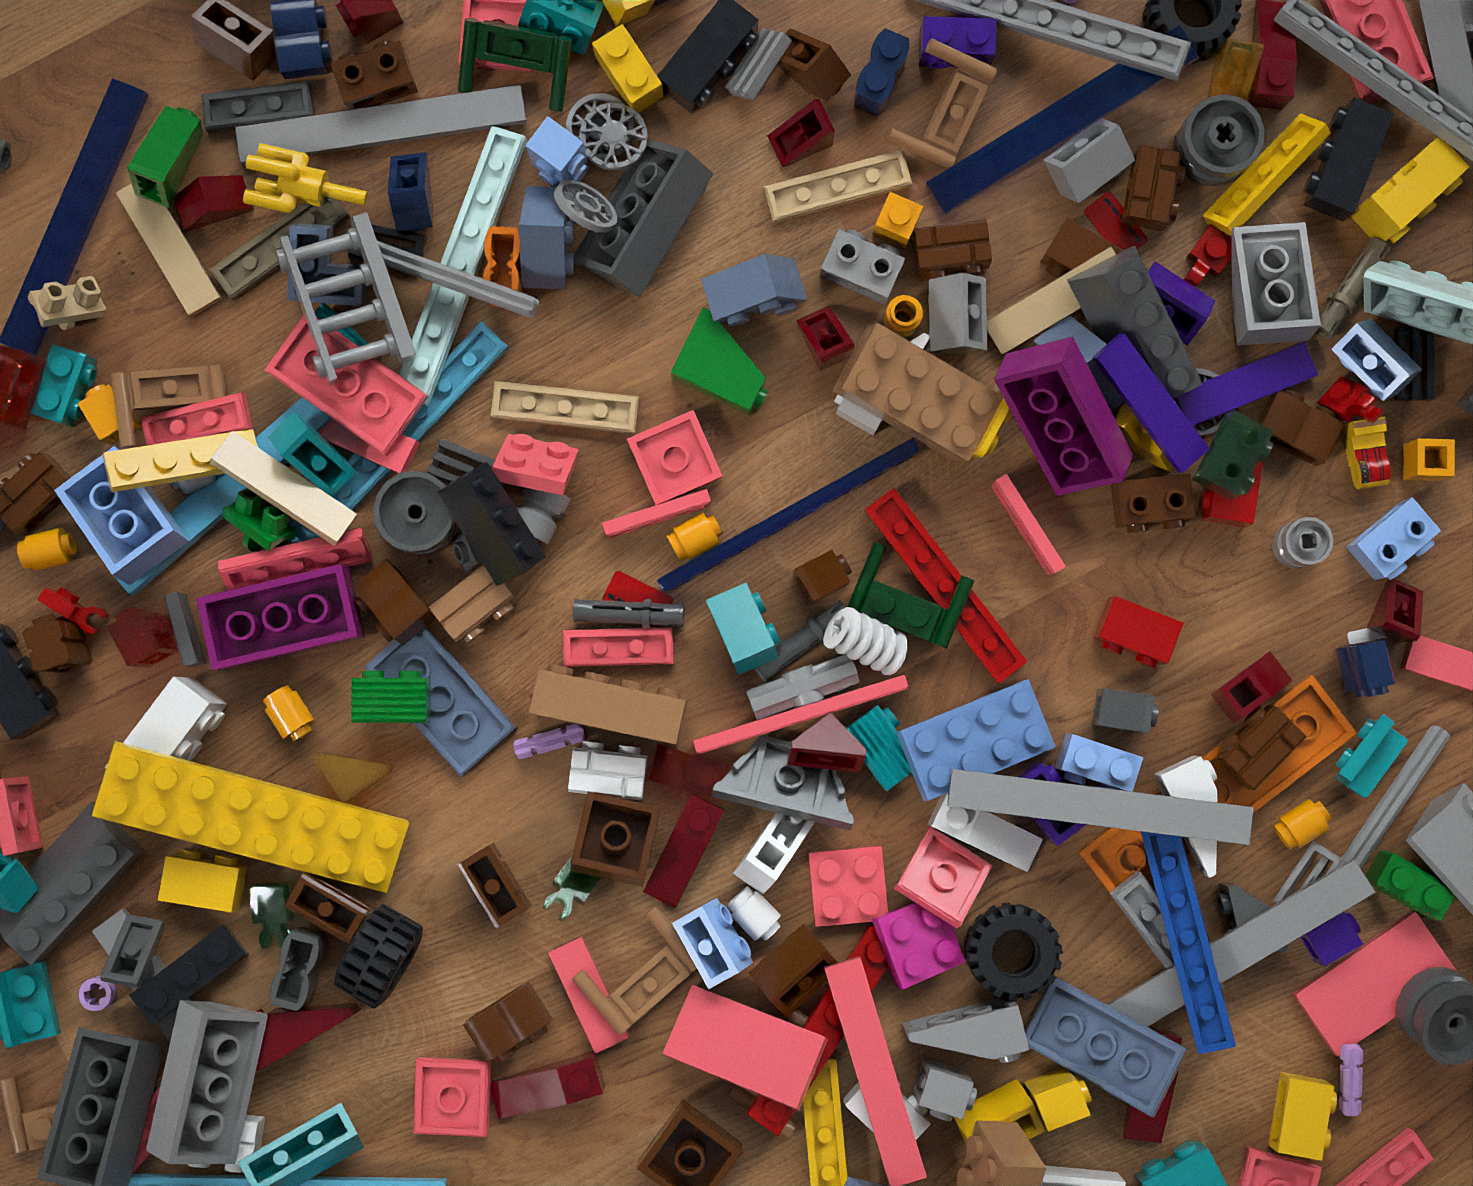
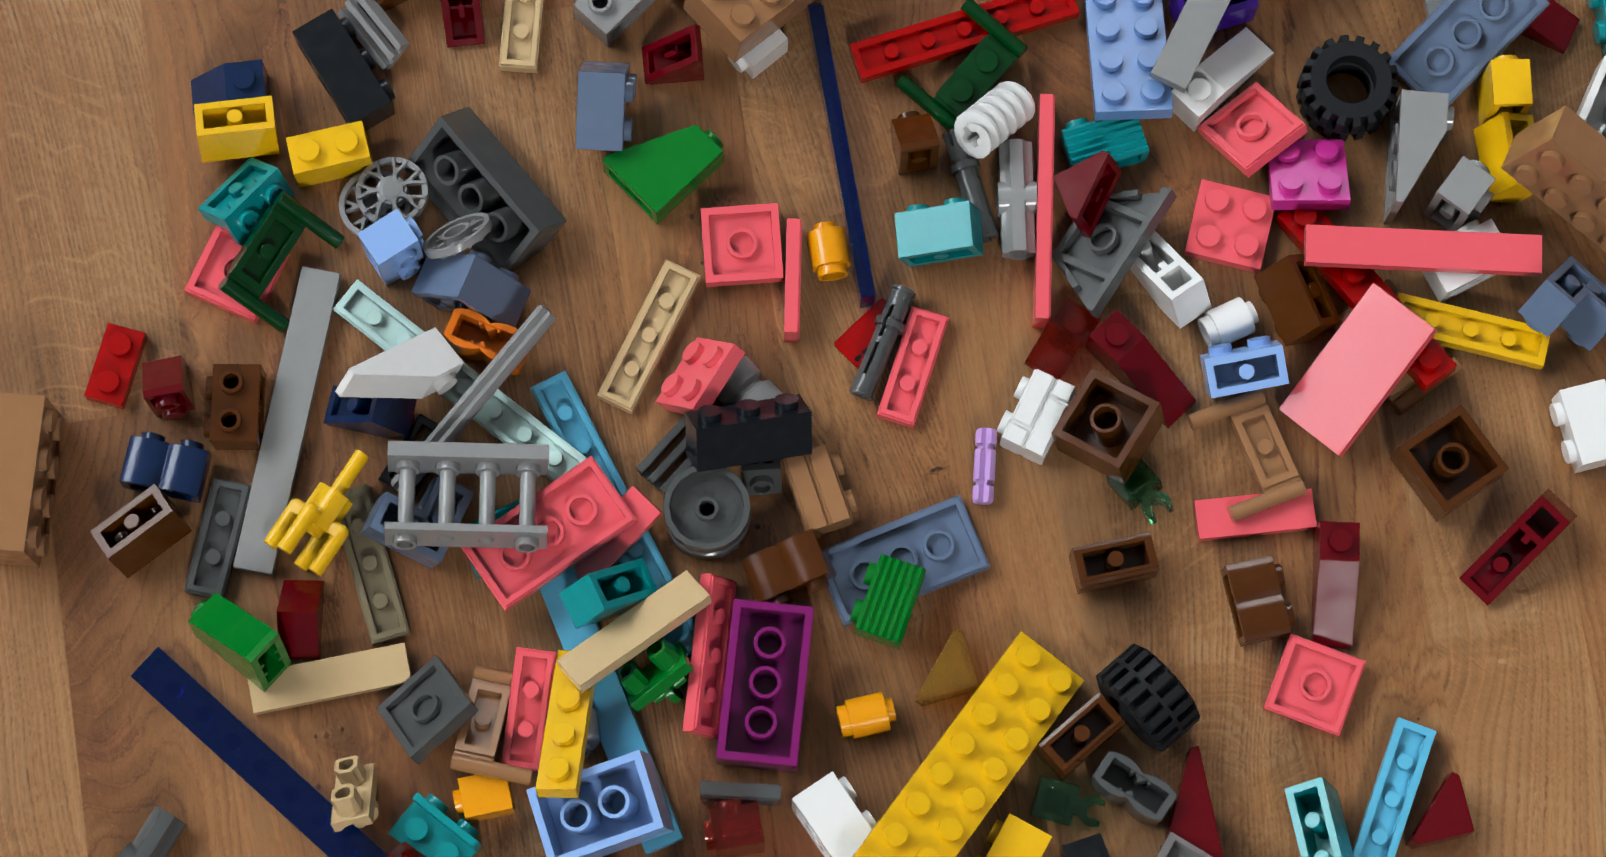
camera: 70 degrees left, 10 degrees down
(161, 337) = (427, 709): none -> dark grey hinge
(442, 206) = (405, 371): none -> white slope
(608, 706) = (973, 385): medium nougat brick -> none

